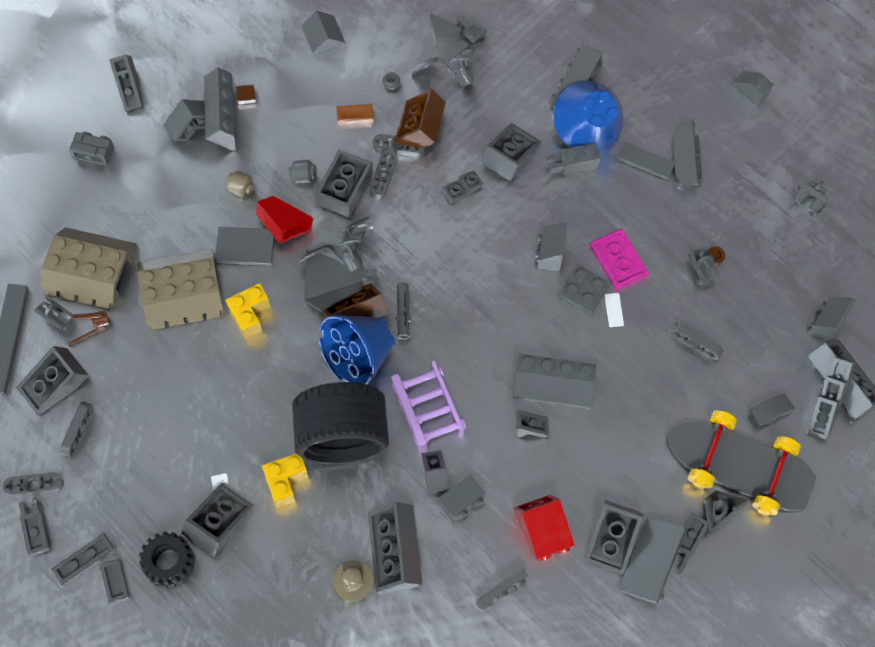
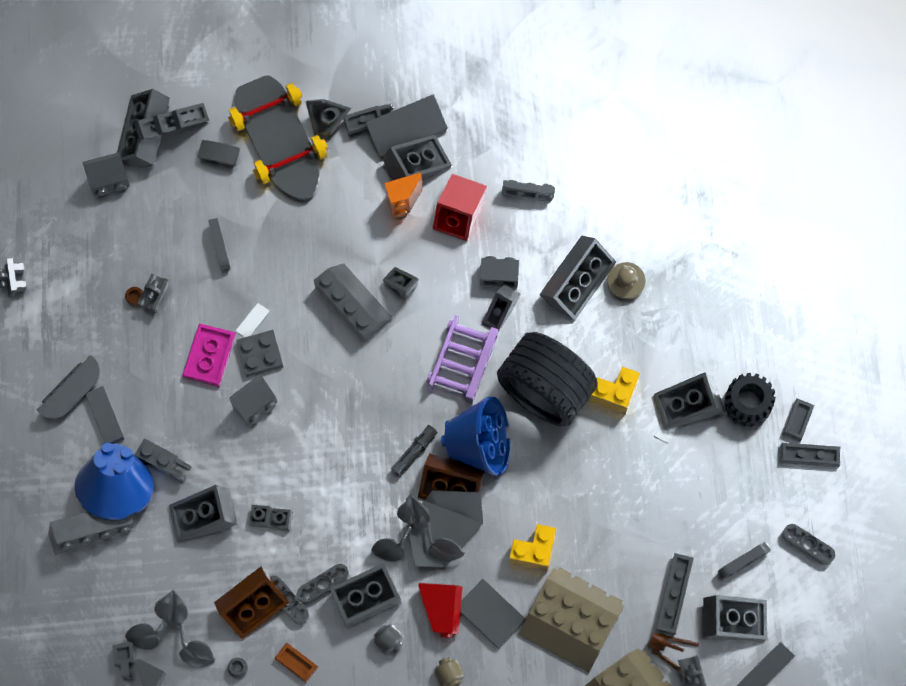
camera: 135 degrees left, 5 degrees up
(33, 528) = (832, 506): dark grey hinge -> none
(114, 363) = (674, 594): none -> dark grey plate
(595, 490) = (403, 194): none -> orange slope

